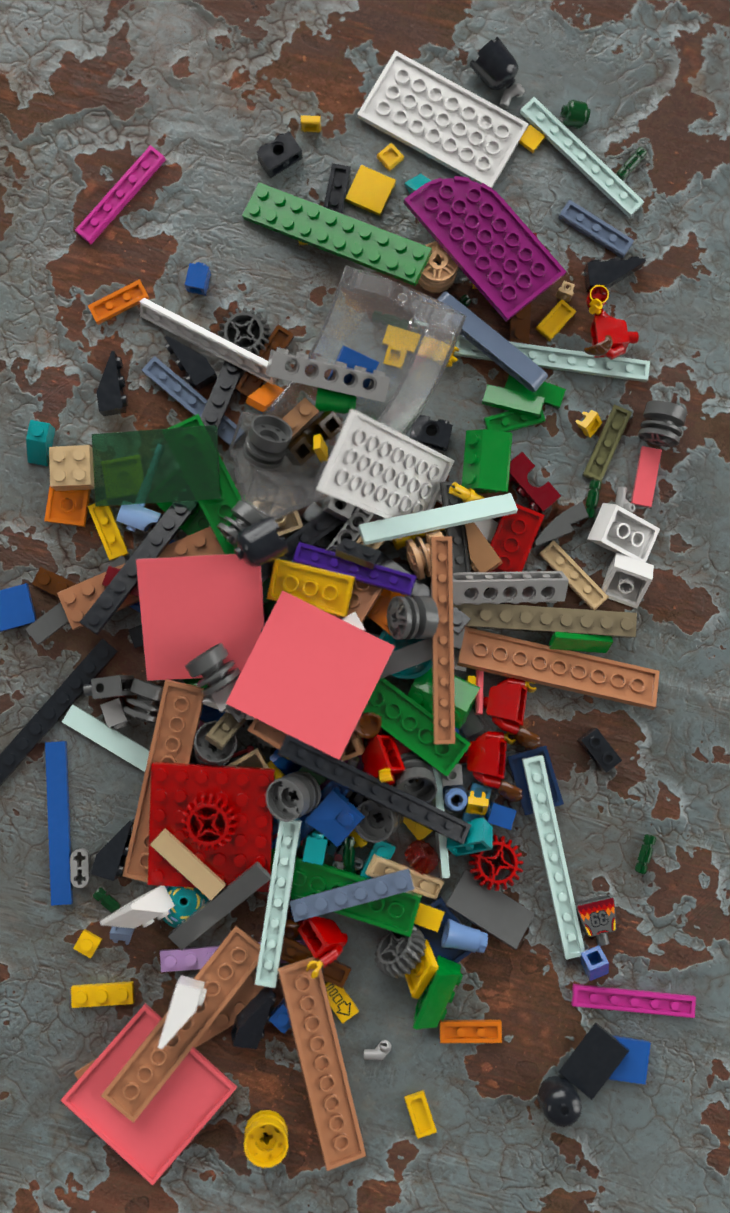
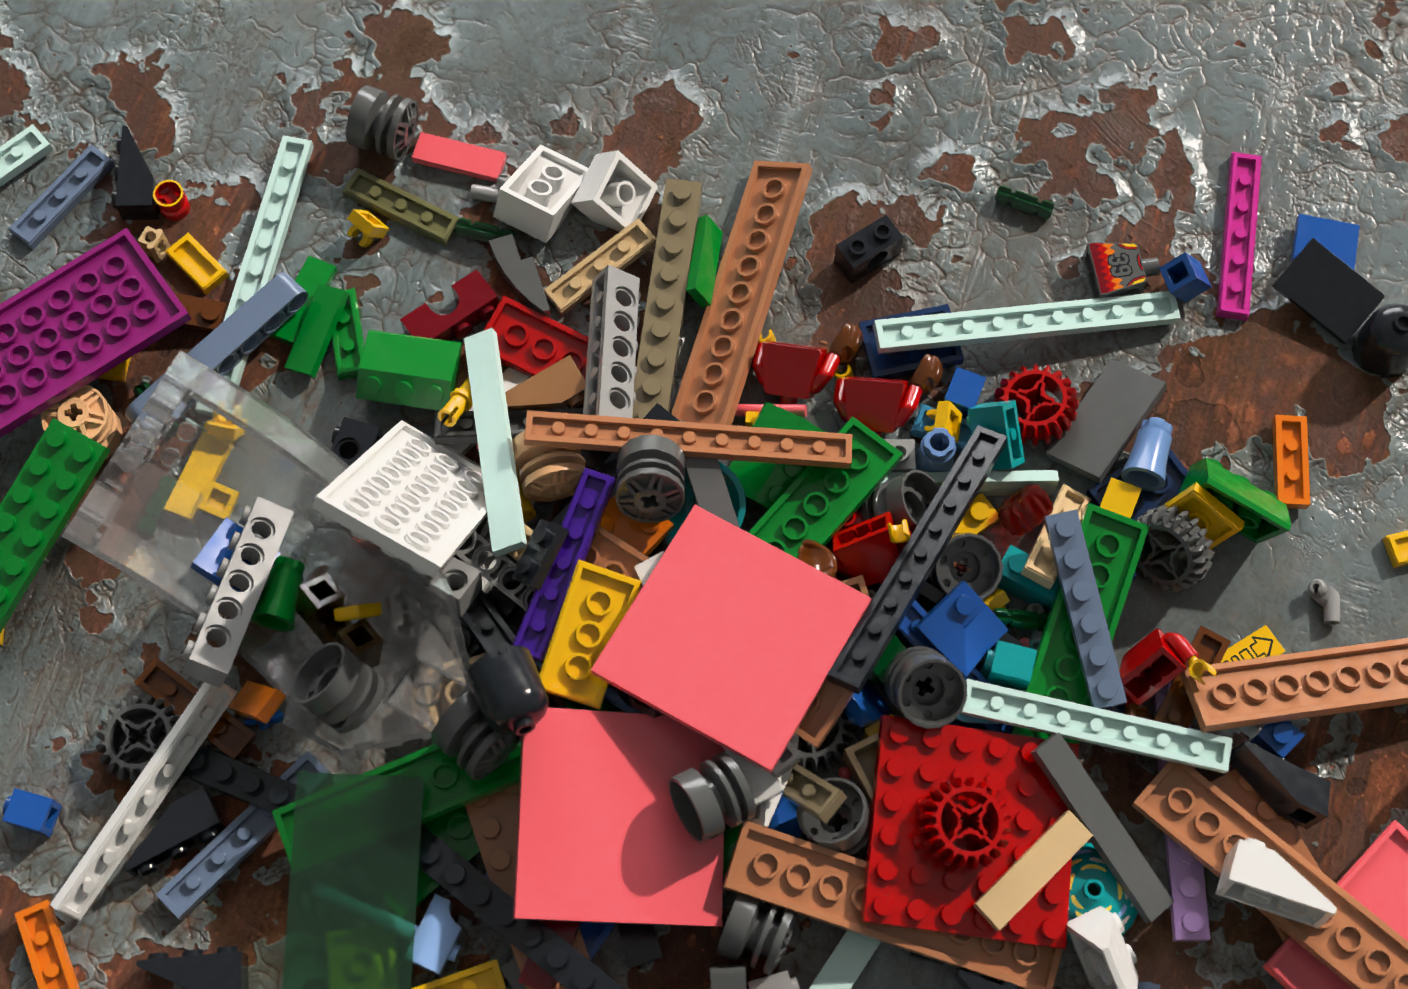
camera: 85 degrees left, 15 degrees down
(301, 417) = (295, 639): medium nougat brick -> none
(608, 334) = (233, 188): red torso -> none

